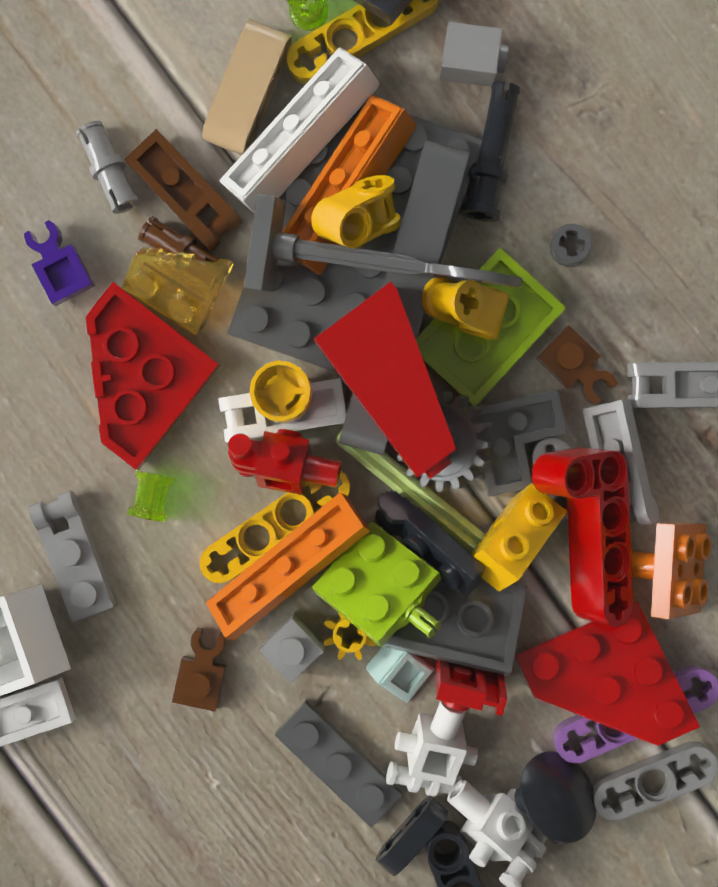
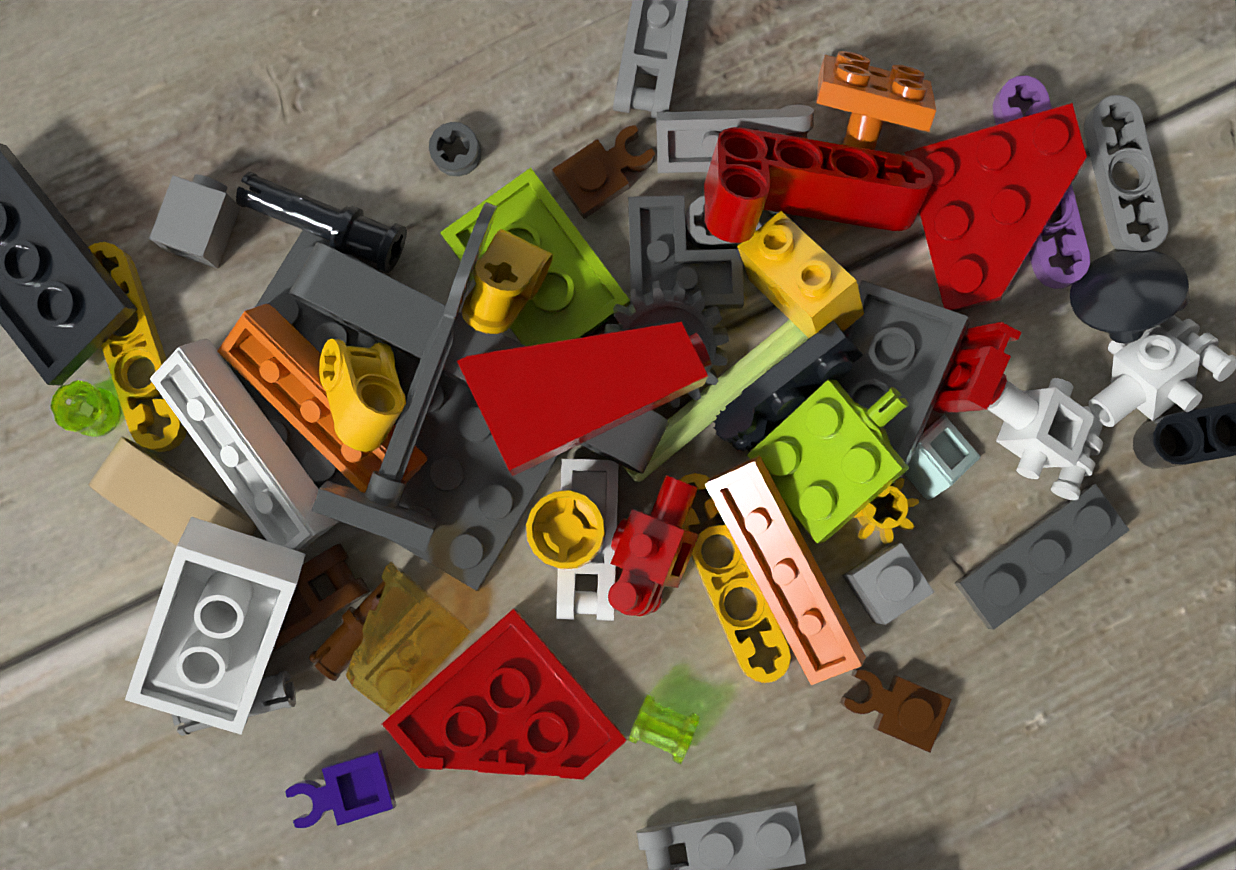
camera: 75 degrees left, 5 degrees down
(159, 140) = (215, 625): none -> white slope
(412, 835) = (1147, 481): black beam -> none

